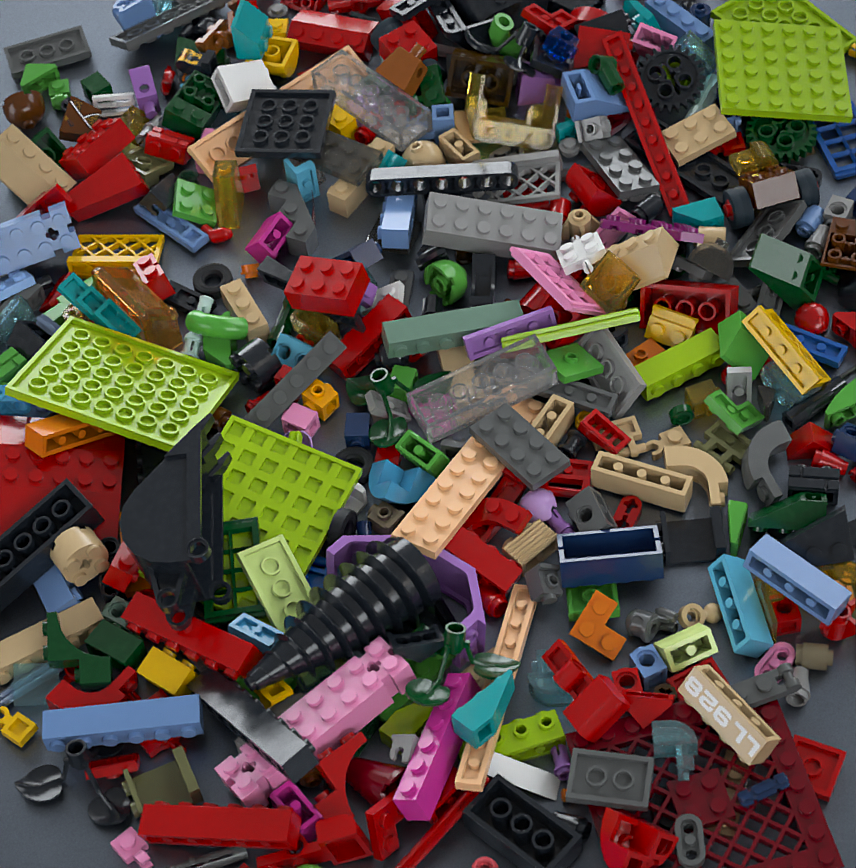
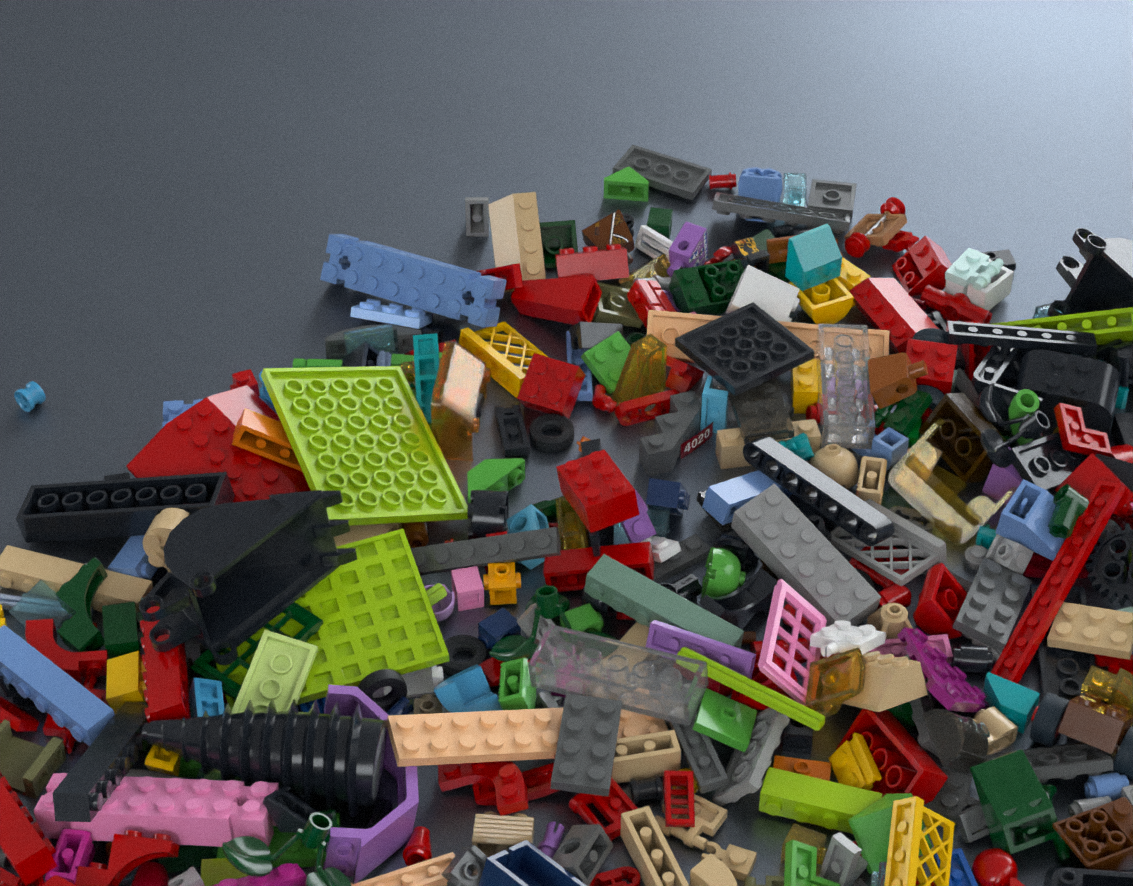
camera: 40 degrees right, 10 degrees down
(24, 109) = (584, 200): reddish brown cylinder -> none
(58, 92) = (634, 206): bright green plate -> none
(97, 28) = (722, 181): none -> red pin
(153, 276) = (501, 390): red piece -> none
(180, 249) = (551, 386): none -> red brick
(192, 339) = (493, 451): light aqua pin -> none
(216, 325) = (493, 460): bright green cylinder -> none
(241, 304) = (538, 472): tan brick -> none
(254, 215) = (628, 413): none -> red beam
(269, 237) = (628, 432): dark pink brick -> none
(278, 11) = (880, 269): flat silver plate -> none
(491, 567) = (446, 809): red brick -> none
(539, 504) = (551, 805): lavender hair -> none
(561, 44) = (1058, 457): clear blue brick -> none
(681, 415) = (767, 845): dark green tile -> none

